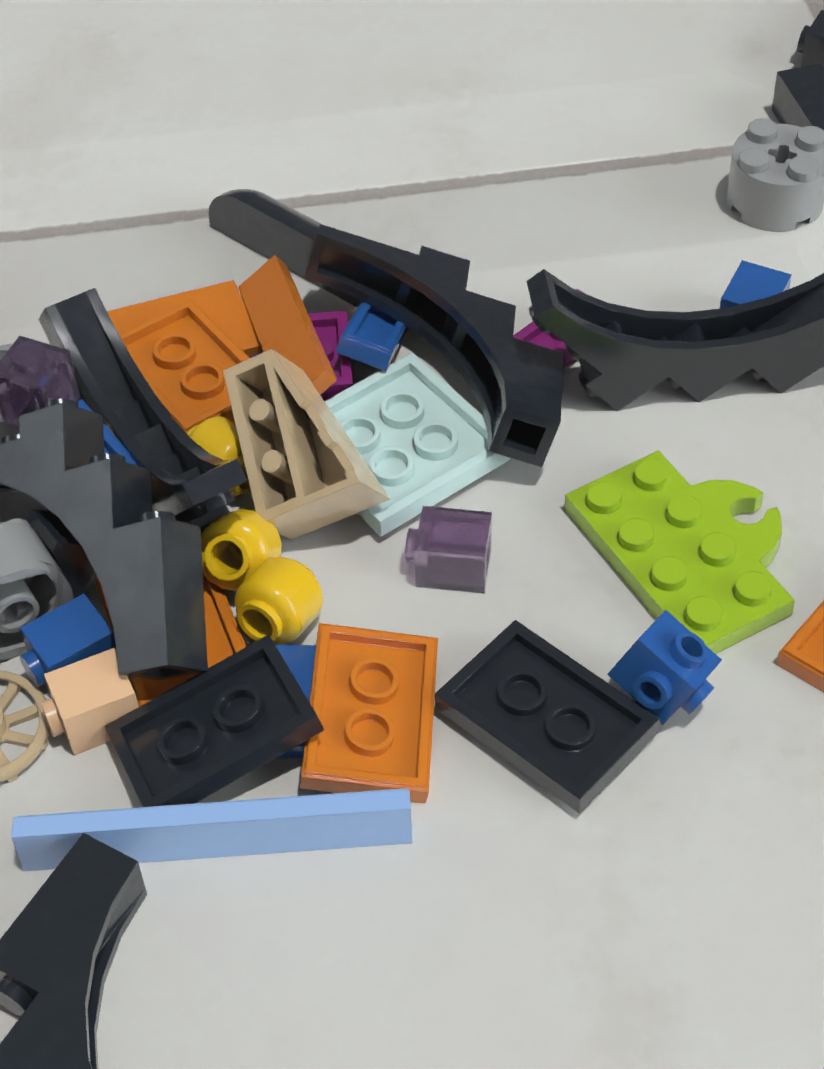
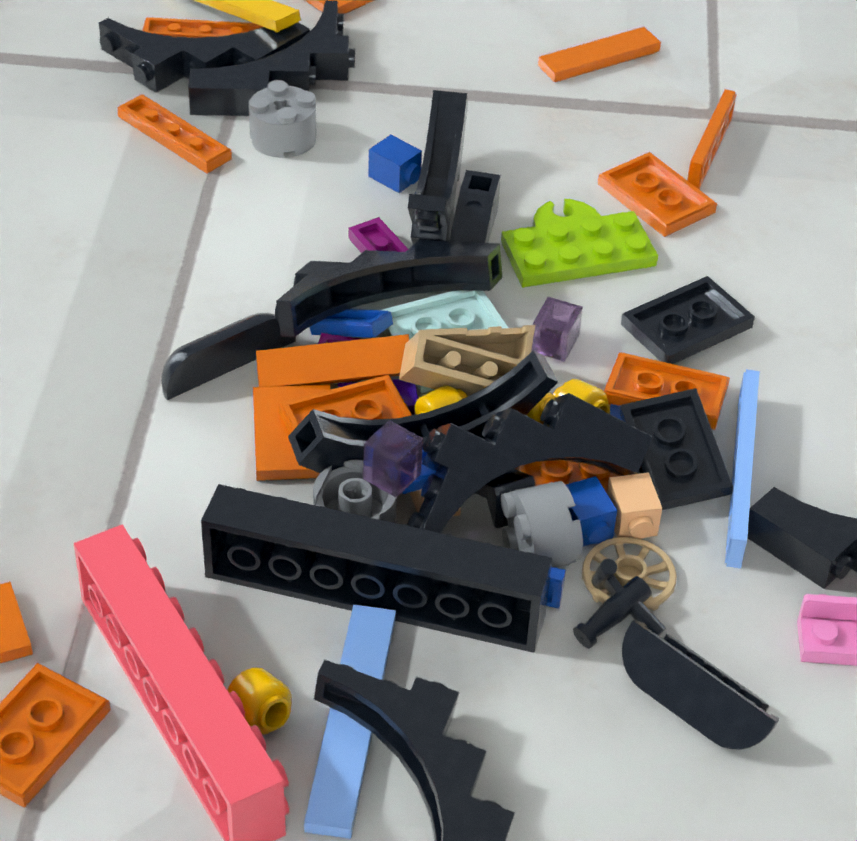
camera: 80 degrees left, 5 degrees down
(655, 407) = (476, 207): none -> black slope
(666, 668) = (678, 261): blue brick -> none
(713, 104) = (174, 133): none -> orange tile

